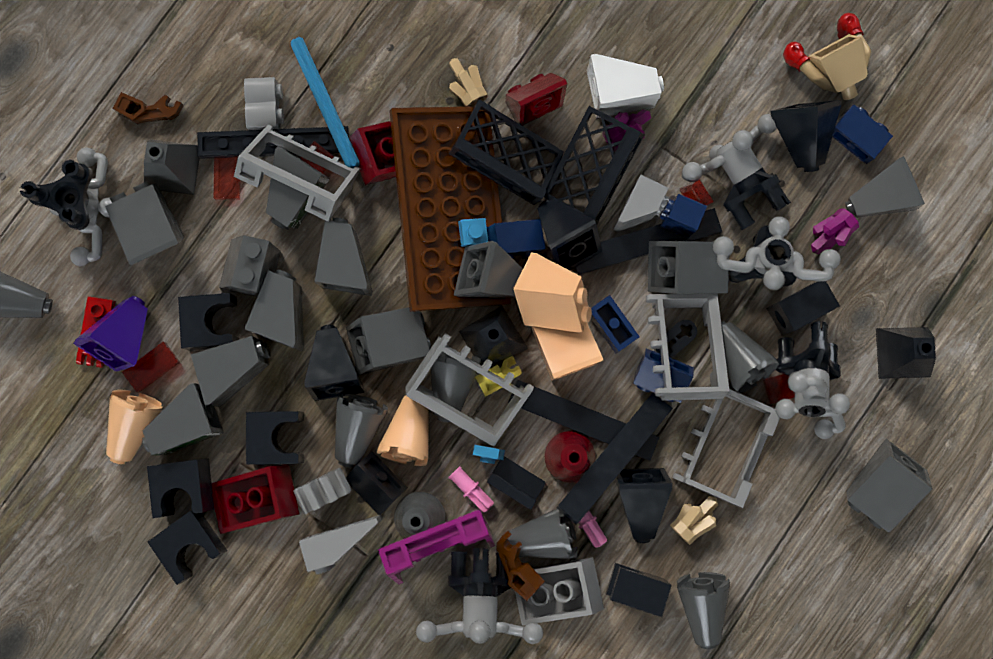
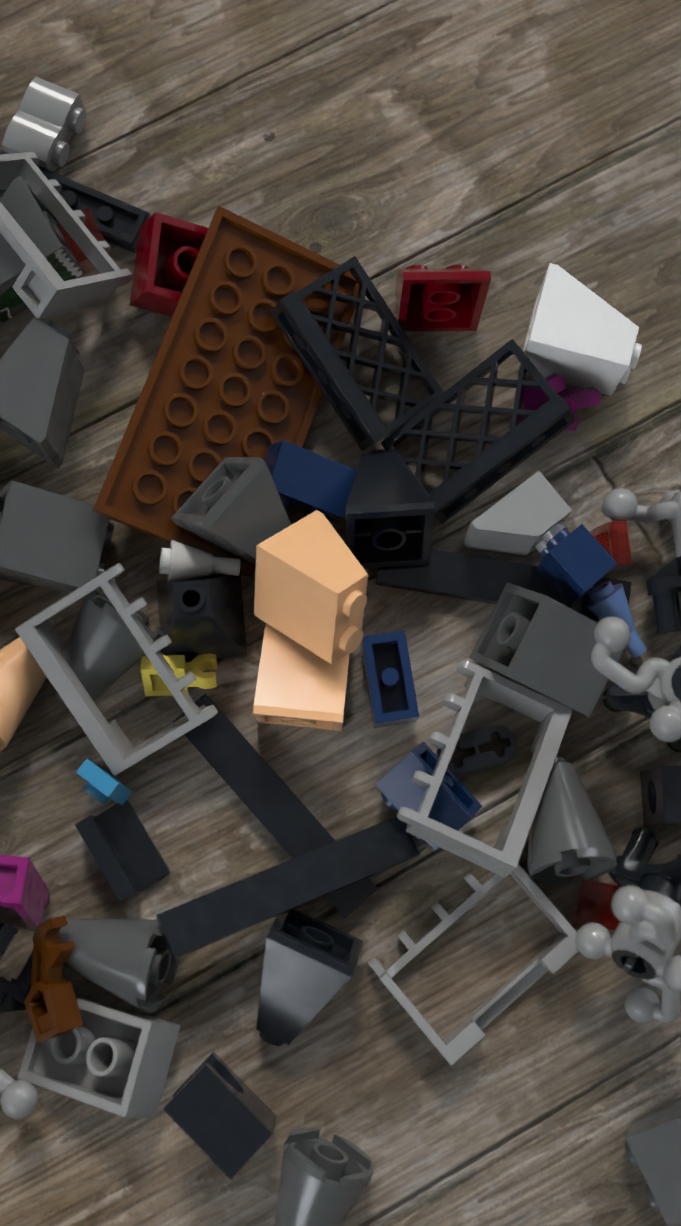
camera: 25 degrees right, 5 degrees down
(324, 103) = (132, 165): dark azure axle -> none
(470, 85) = (353, 239): tan rock -> none
(471, 490) = (50, 826): bright pink axle -> none
(473, 231) = (247, 438): dark azure plate -> none
(474, 314) = (186, 562): none -> white cone
(558, 454) = (245, 844): dark red cone -> none
(592, 530) = (202, 980): bright pink axle -> none
(695, 520) = (368, 1049): tan rock -> none
(713, 229) = (611, 601): none -> medium blue cone

